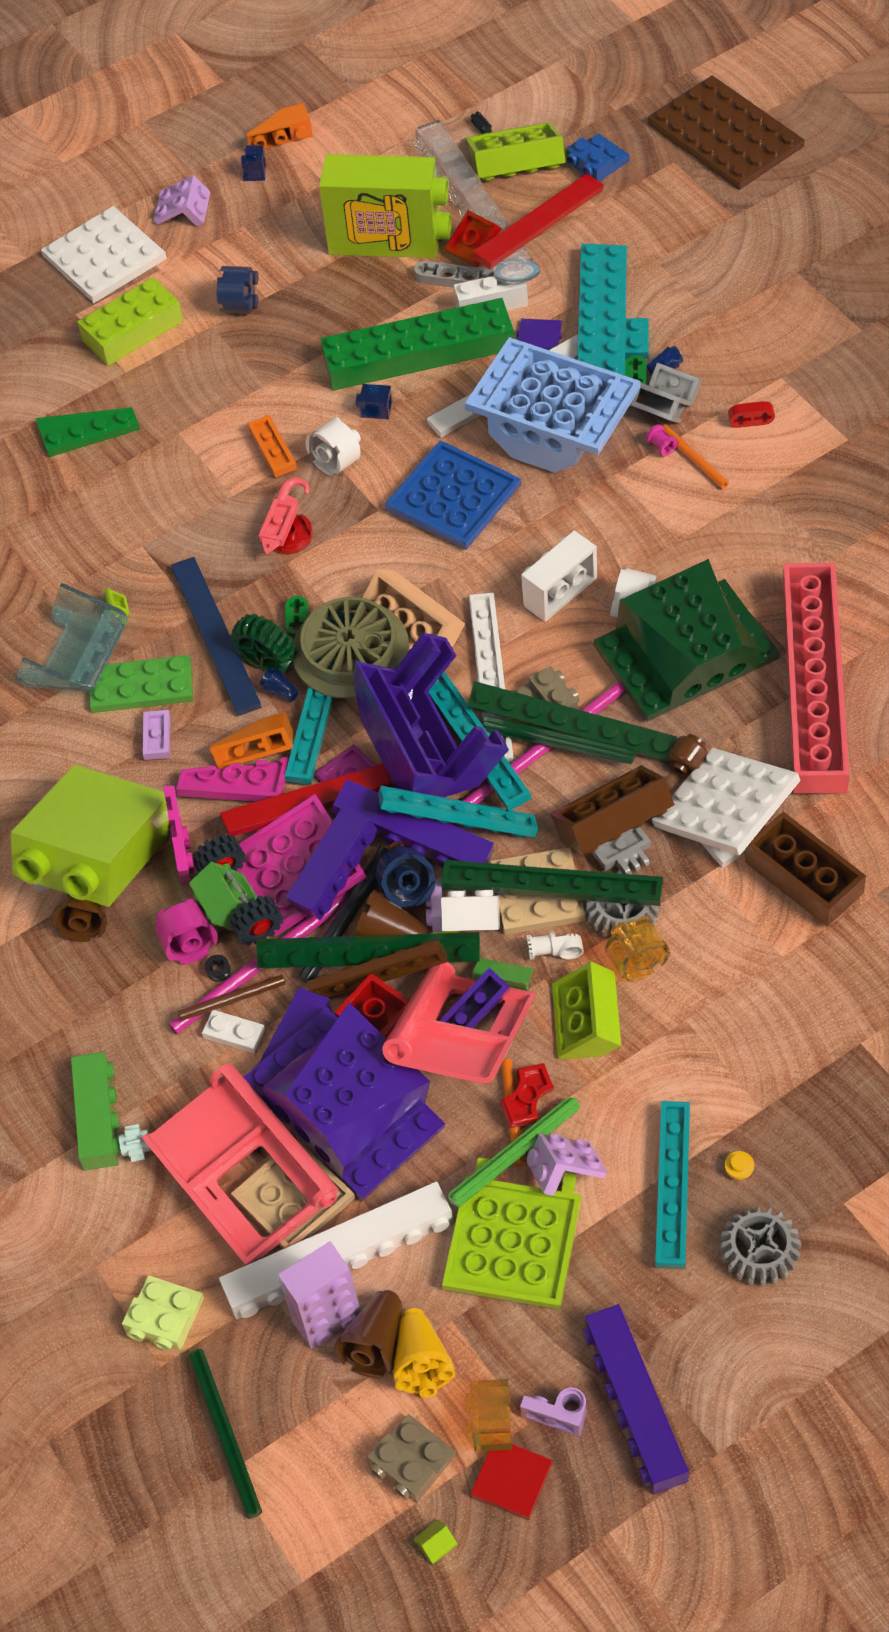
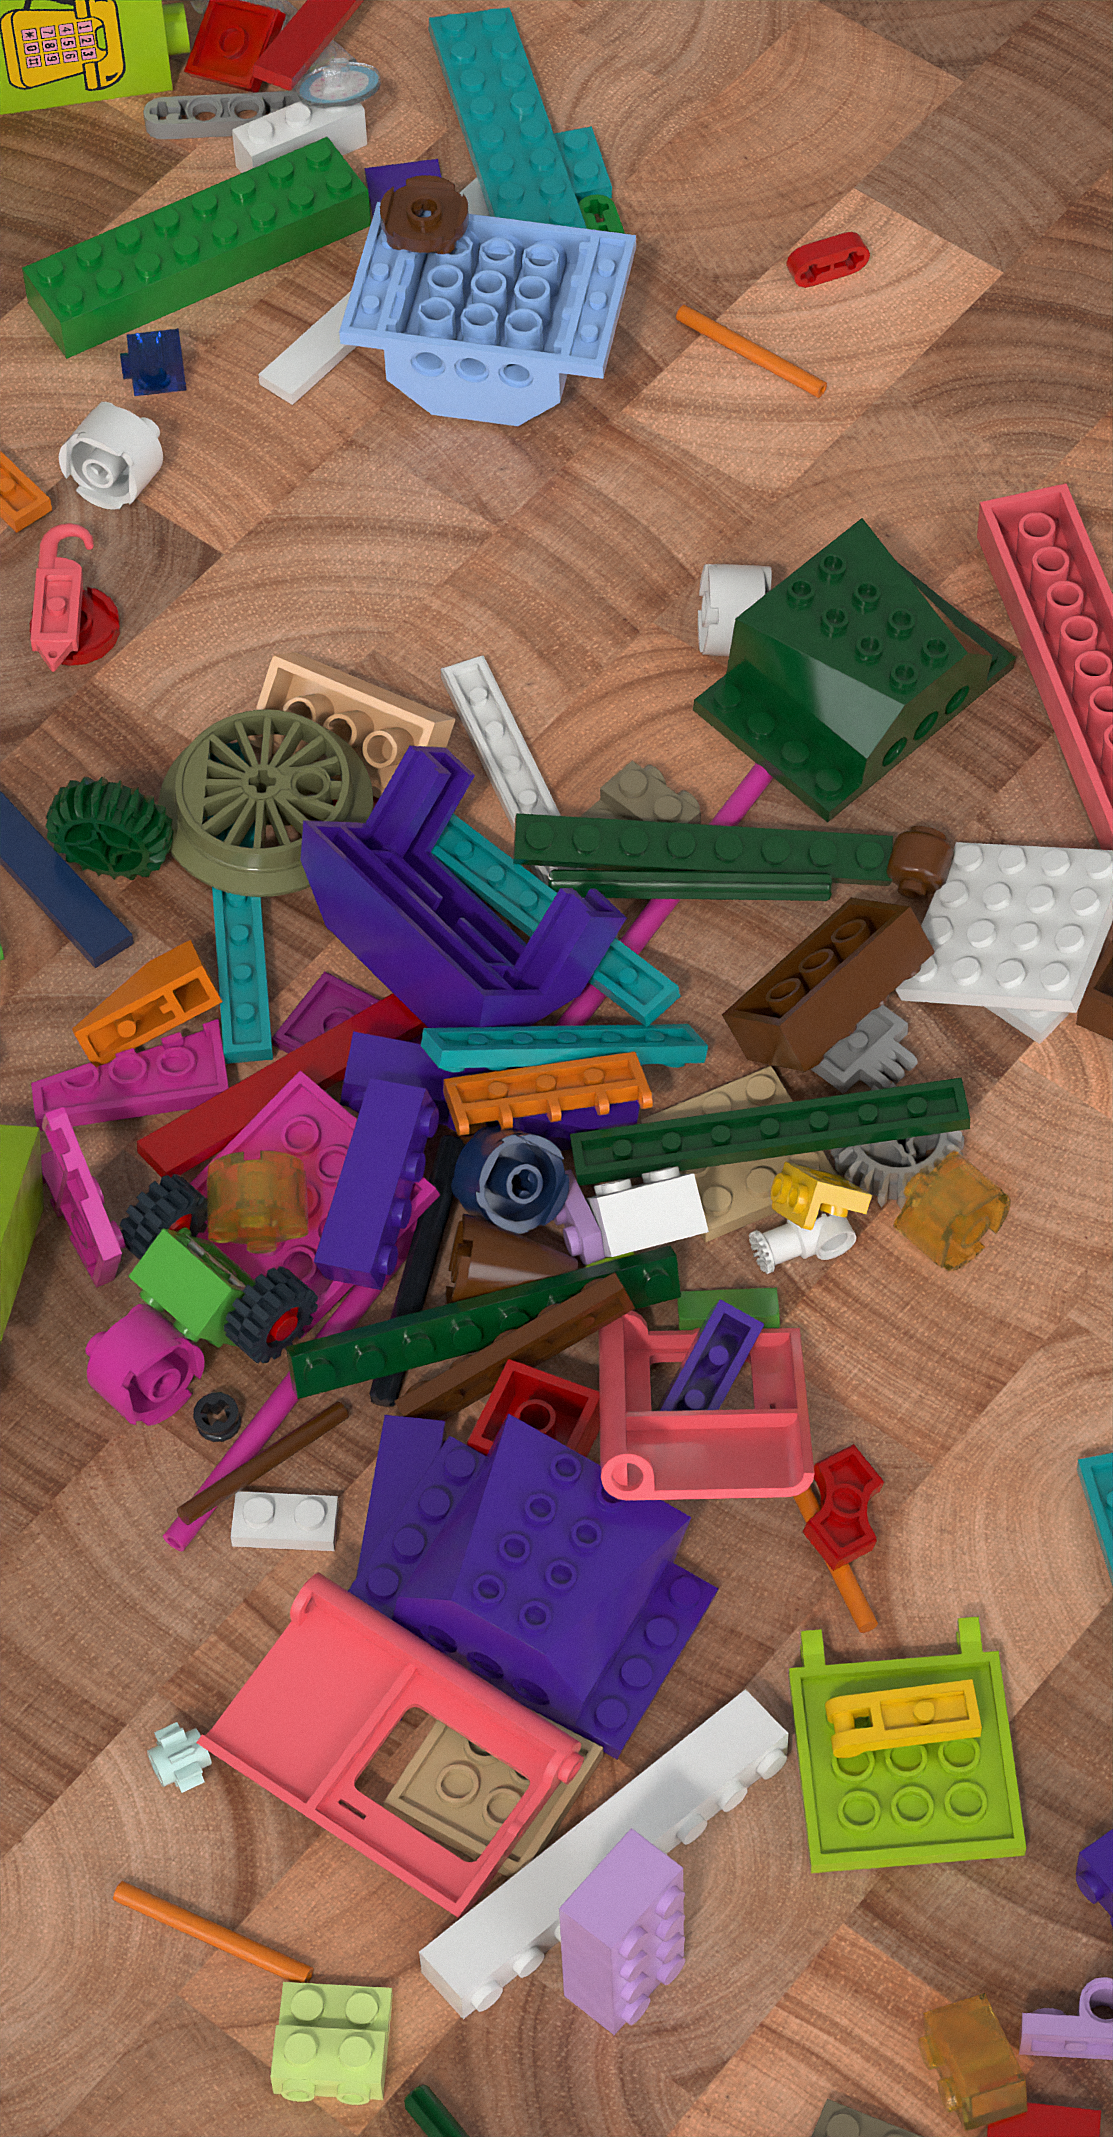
camera: 20 degrees left, 0 degrees up
(94, 1111) = (85, 1719): bright green brick -> none
(122, 1240) = (212, 1933): none -> orange piece
(267, 858) = (257, 1200): none -> clear yellow brick
(277, 684) = (156, 897): clear blue cone -> none
(292, 618) = (153, 769): green beam -> none
(372, 1336) = (723, 1984): reddish brown cone -> none
(420, 1356) = (819, 1994): yellow cone -> none
(437, 833) = (546, 1090): none -> orange hinge
(453, 494) = (351, 499): blue plate -> none
(512, 1152) = (857, 1607): bright green axle -> none
(516, 1218) = (904, 1717): none -> yellow plate
(529, 359) = (429, 234): none -> reddish brown plate
(555, 1154) = (932, 1600): lavender bracket -> none
(559, 575) = (595, 602): white brick -> none
(563, 916) = (804, 1191): none -> yellow bracket
(586, 1013) = (897, 1342): lime slope -> none
(660, 439) = (687, 333): dark pink bush -> none
(669, 357) = (648, 194): clear blue cone -> none
(669, 392) = (674, 248): light grey piece -> none

